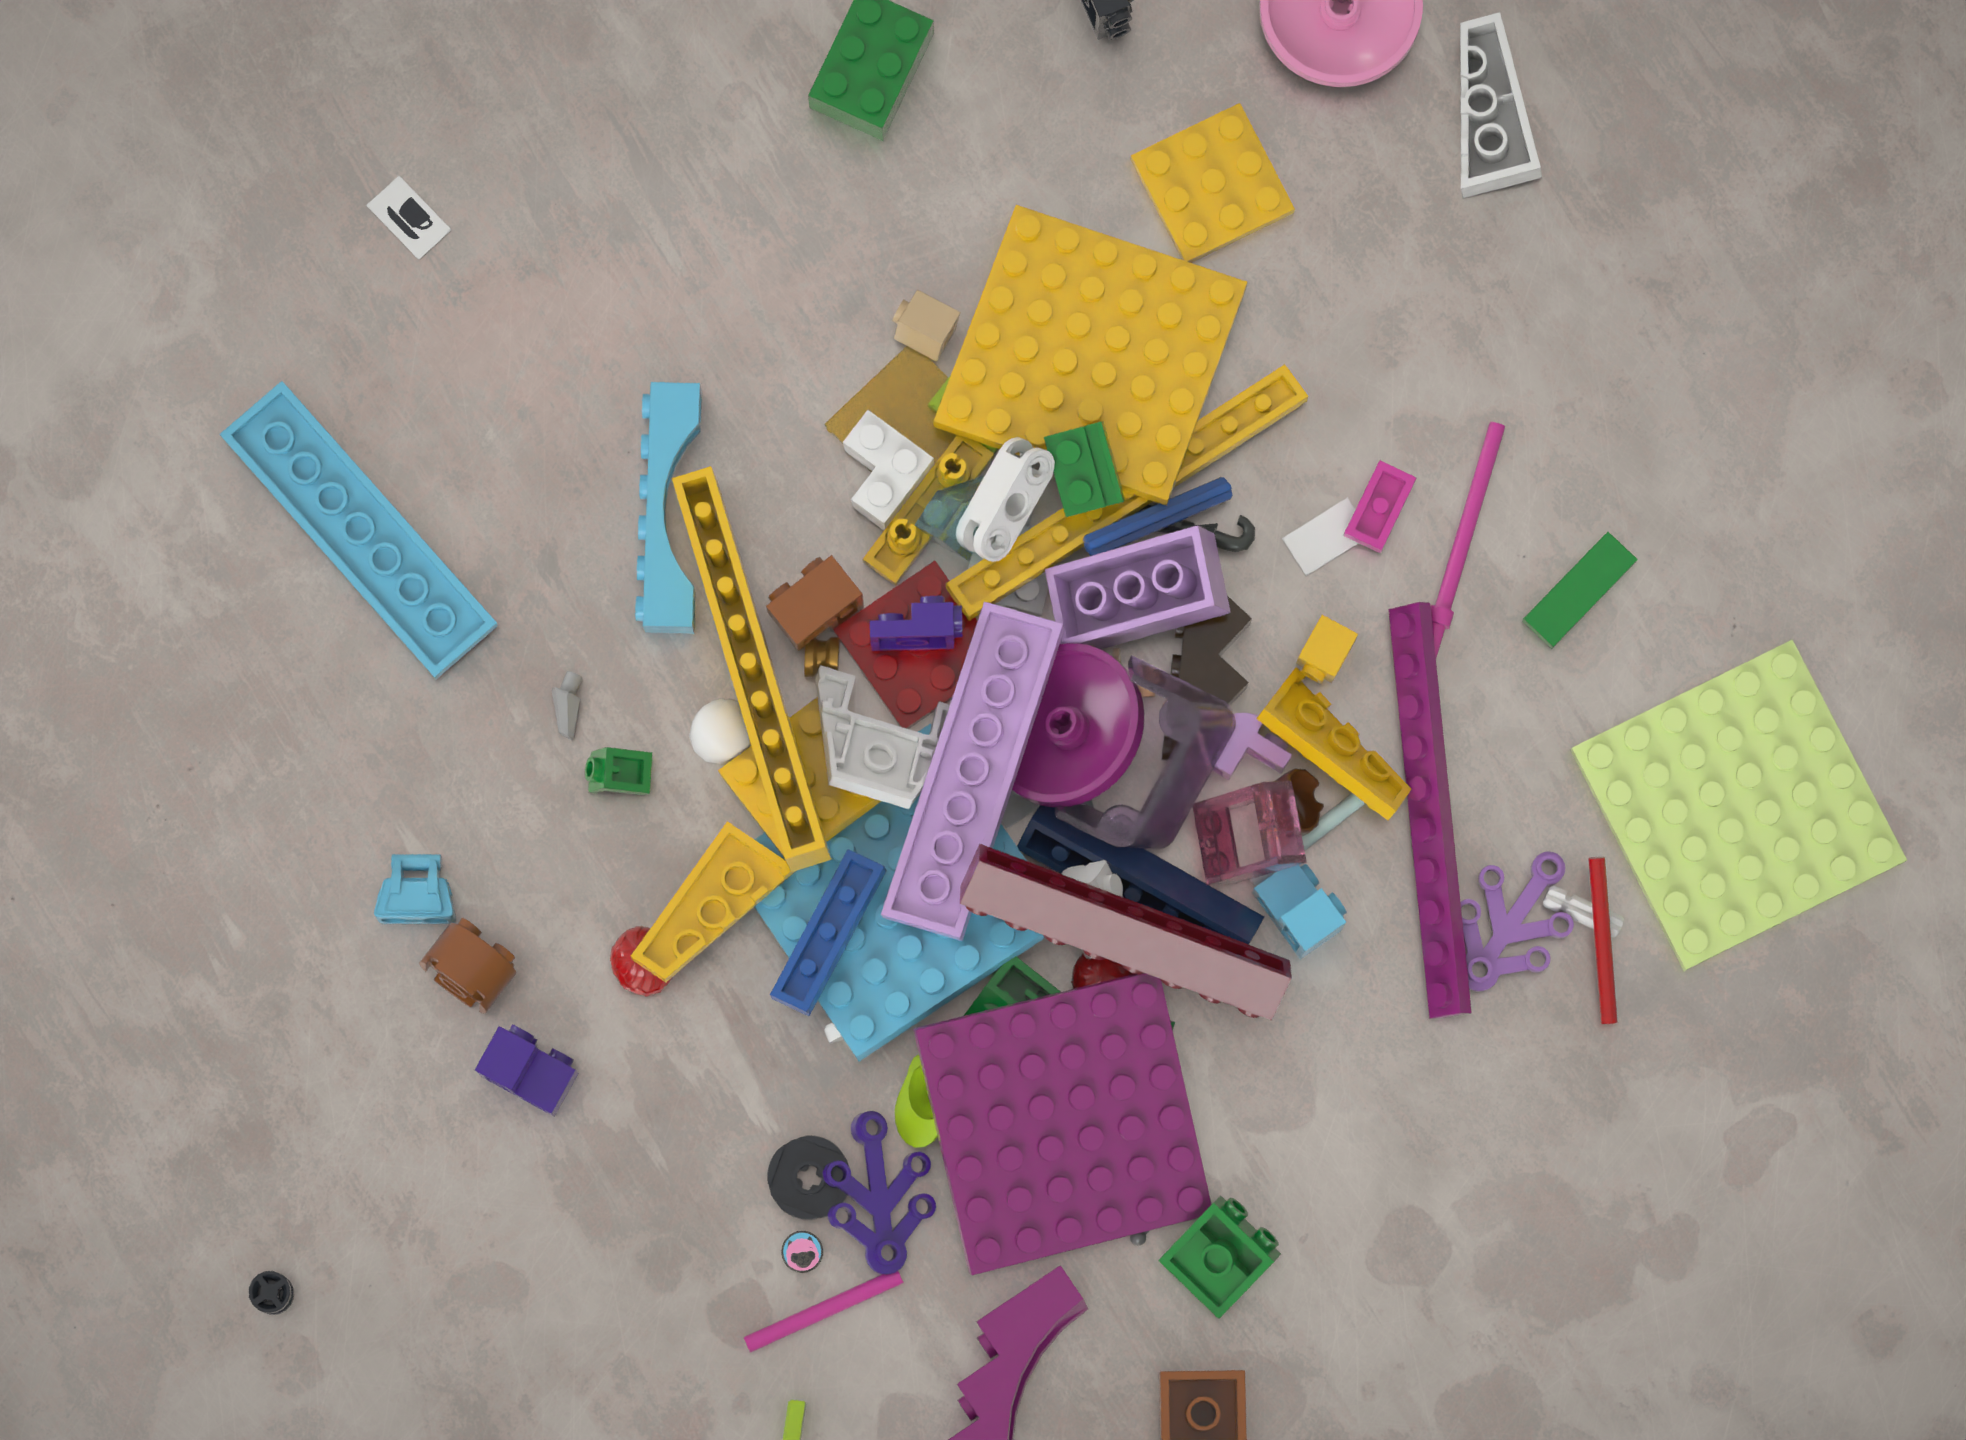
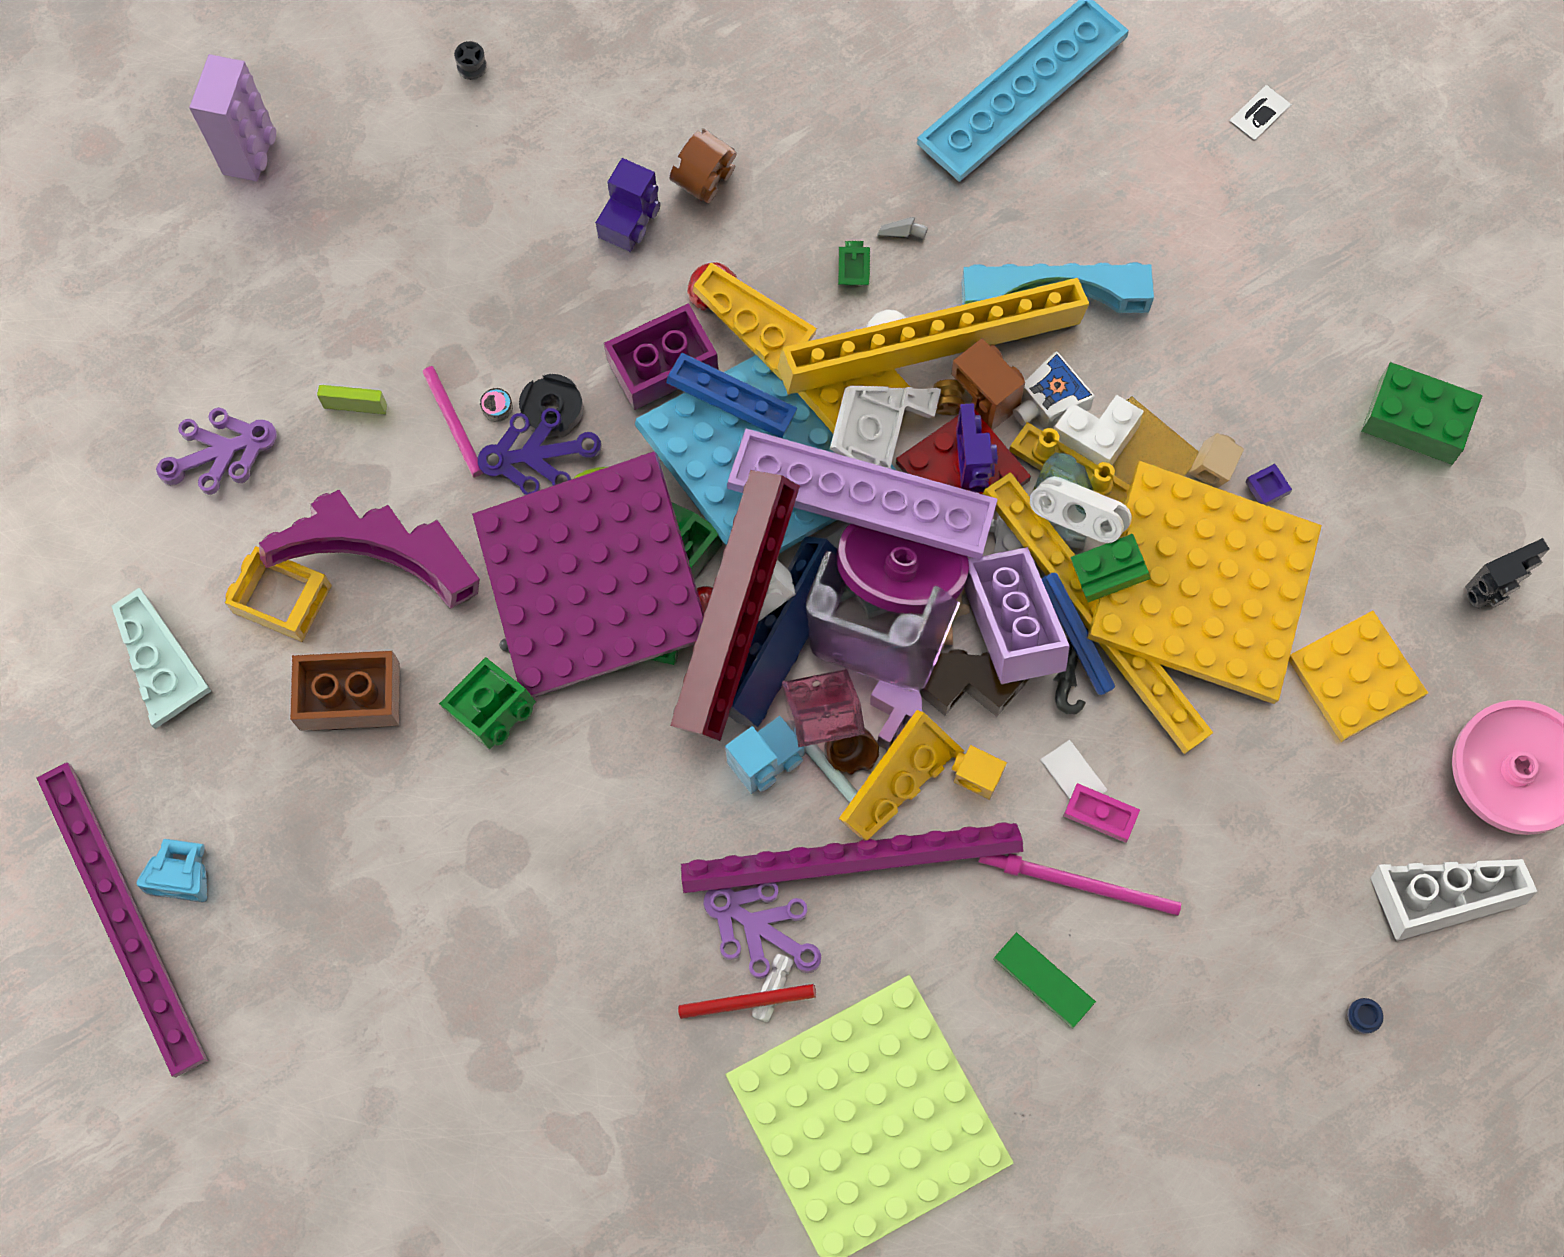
camera: 90 degrees right, 10 degrees down
(415, 899) = (753, 138): medium azure piece -> none
(751, 1030) = (649, 352): none -> magenta brick
(823, 523) = (1051, 392): none -> torso
(959, 264) = (1268, 485): none -> dark purple plate
(1628, 223) = (1365, 1015): none -> dark blue plate

